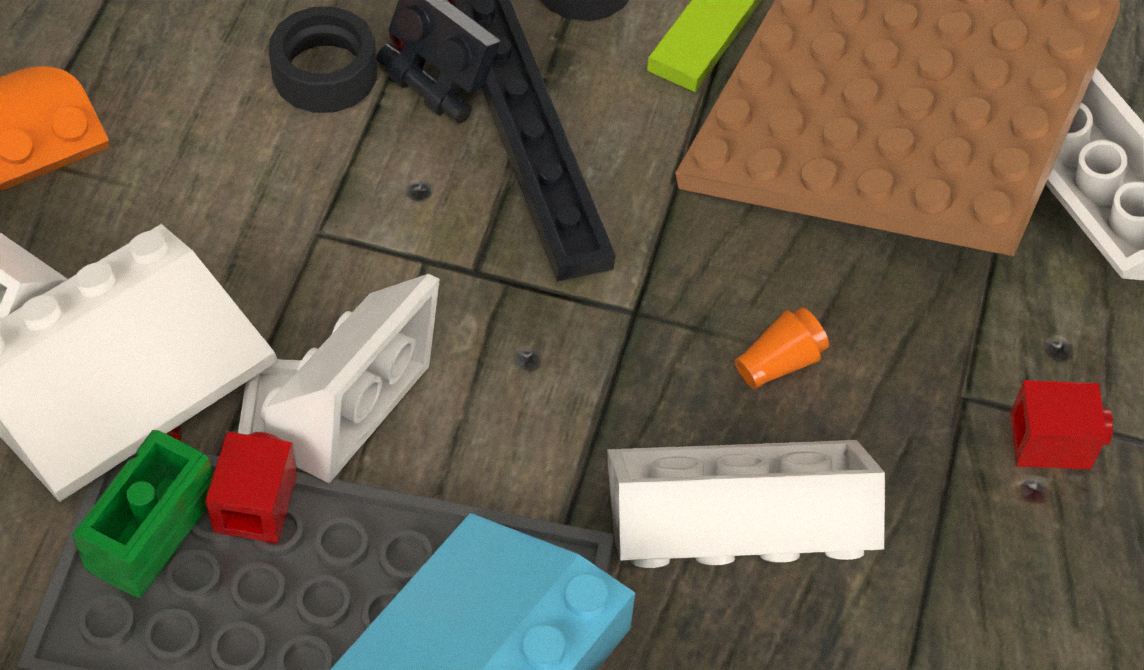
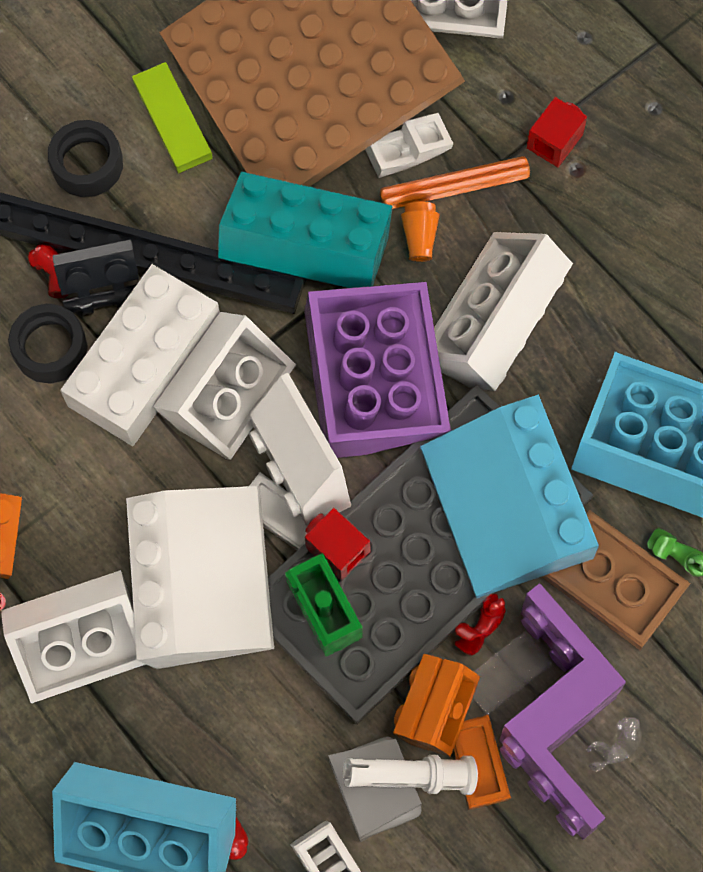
camera: 50 degrees left, 15 degrees up
(372, 151) = (139, 354): none -> white brick
(390, 238) = (223, 383): none -> white slope
(537, 394) = (375, 367): none -> medium lavender slope
(667, 219) = (304, 231): none -> teal brick
(888, 356) = (456, 182): none -> orange axle
(899, 282) = (412, 145): none -> white slope

